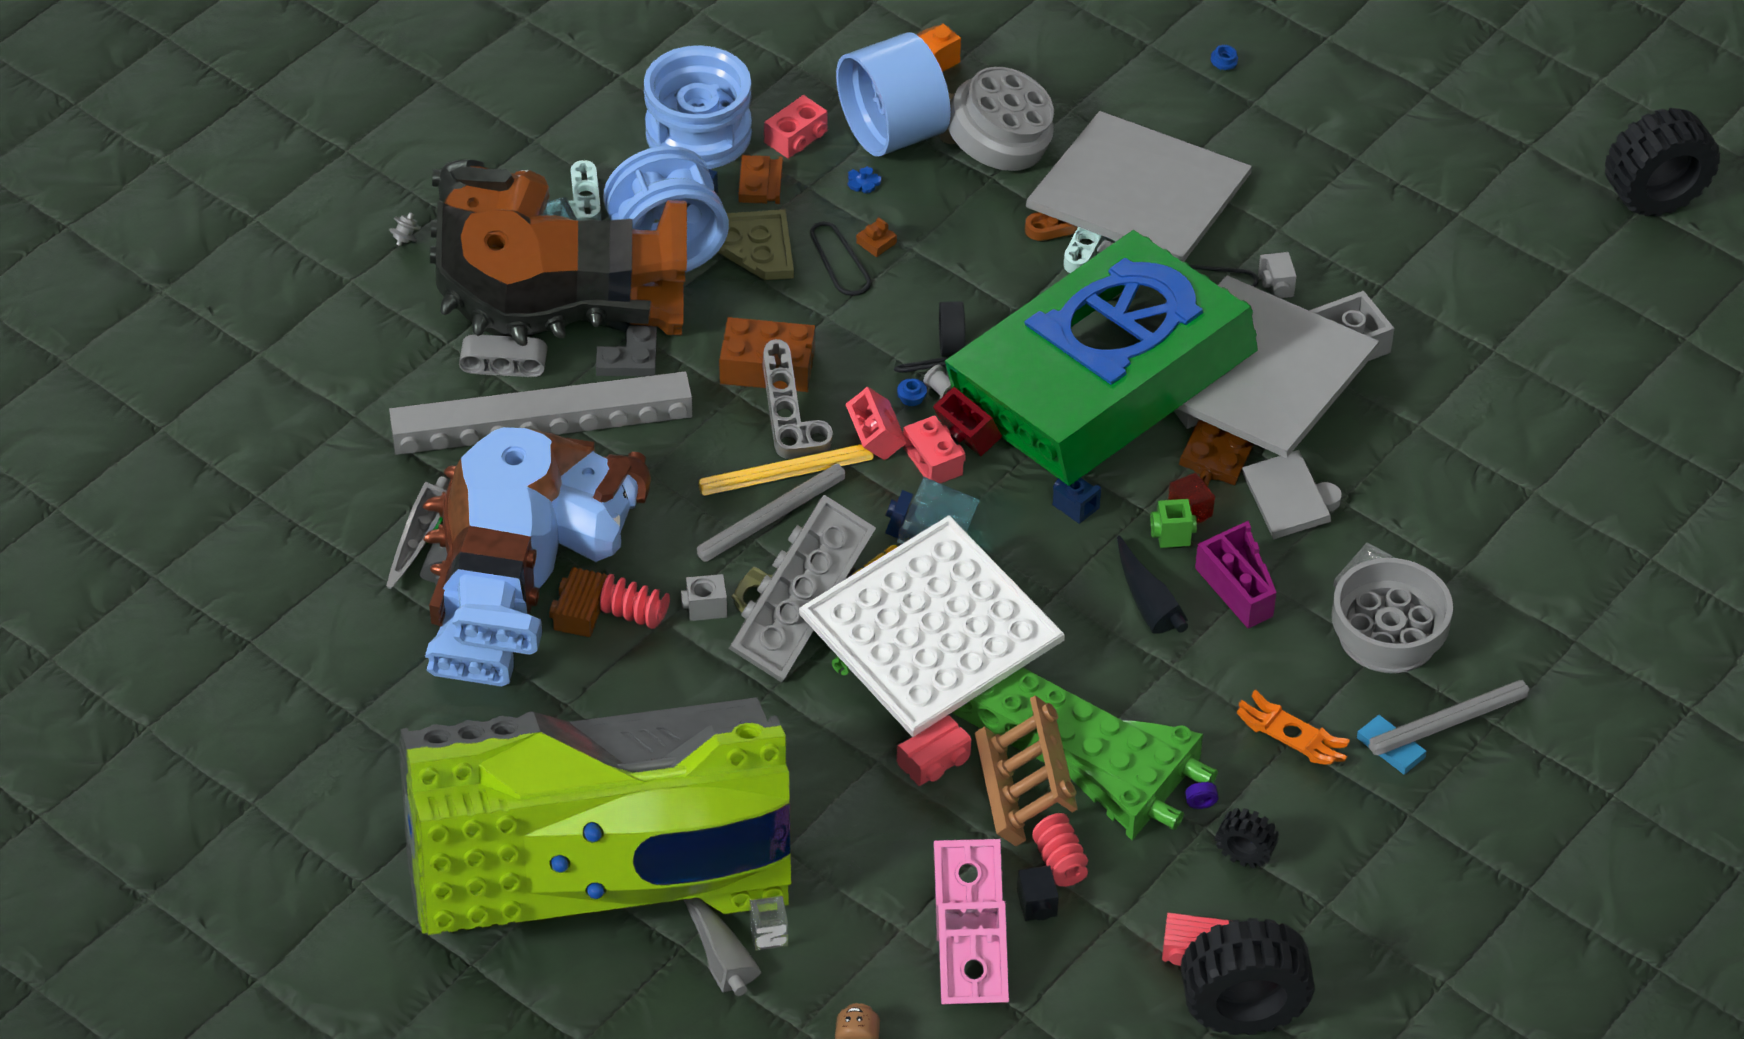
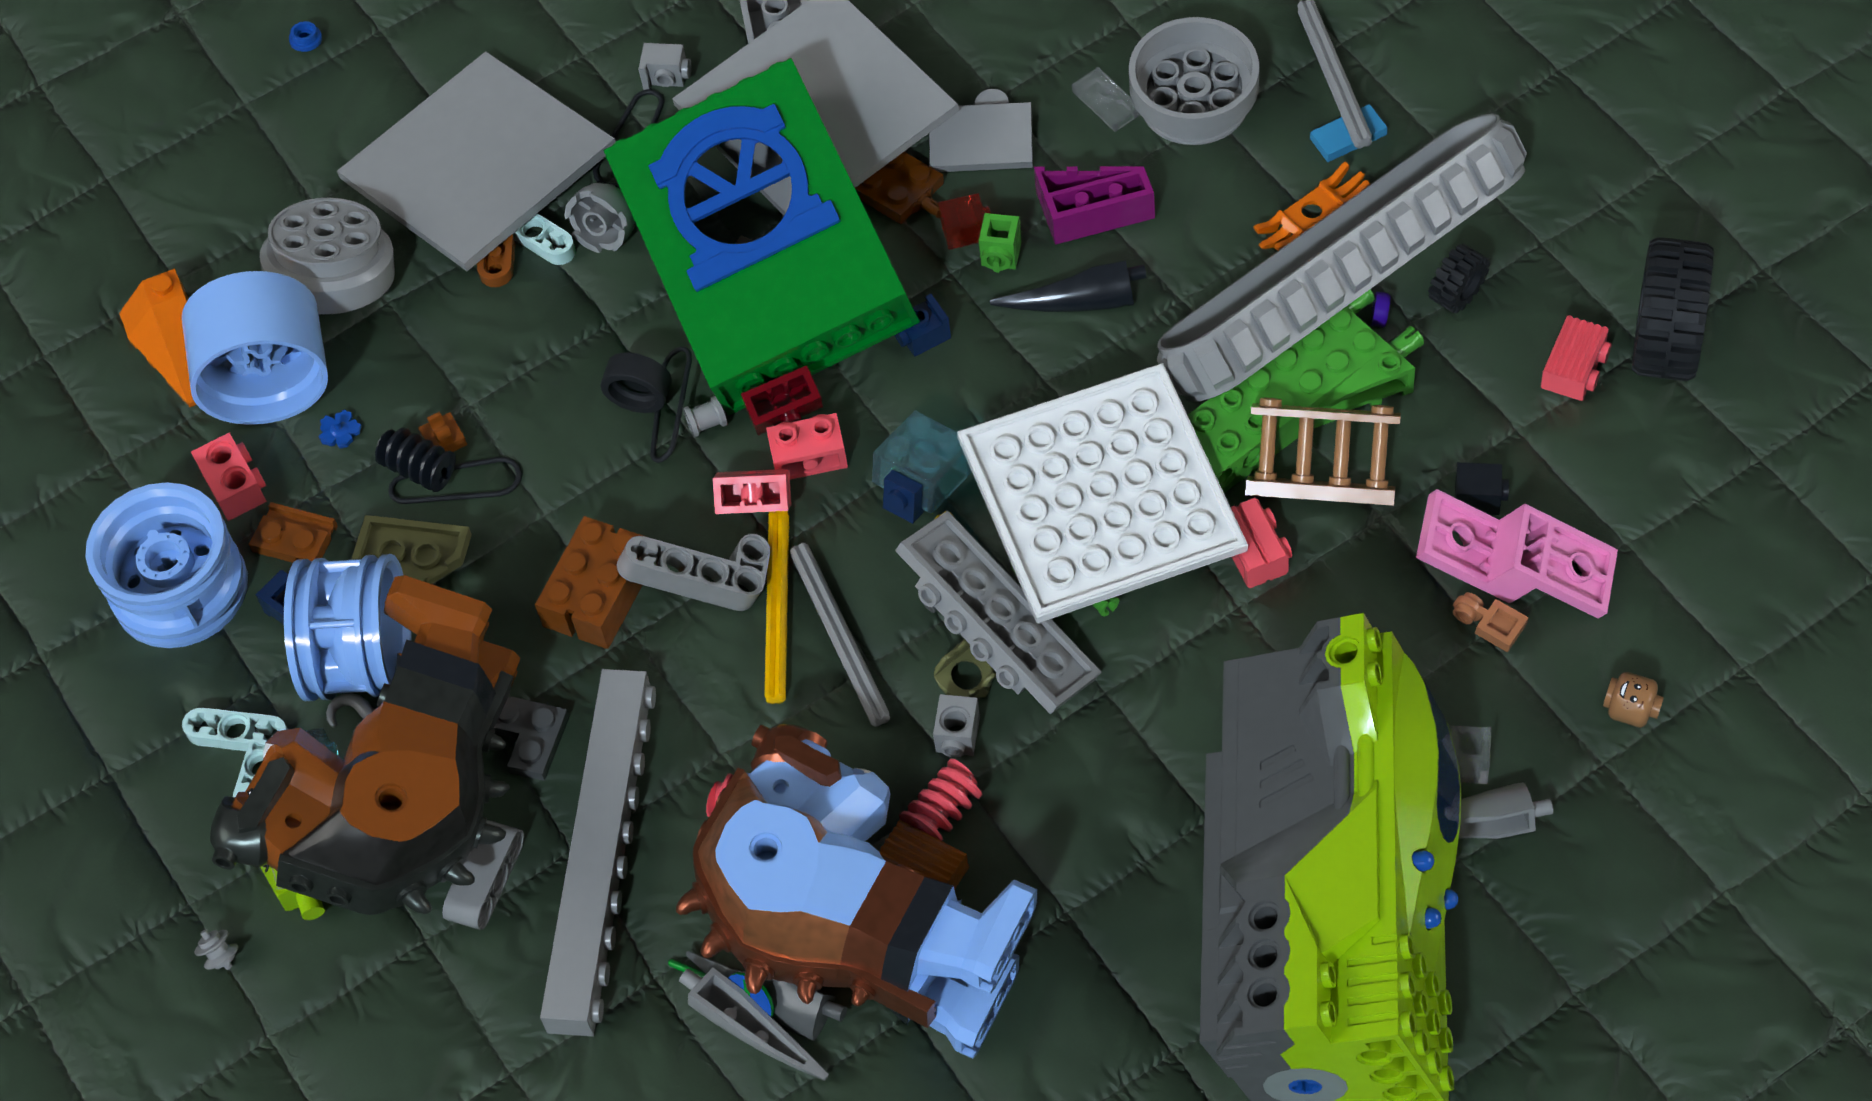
camera: 65 degrees left, 10 degrees up
(841, 222) = (415, 458): none -> black piece
(909, 928) = (1497, 625): none -> nougat plate
(911, 391) = (705, 458): blue plate -> none
(1061, 849) = (1424, 451): coral piece -> none
(1235, 746) = (1341, 257): none -> light grey piece

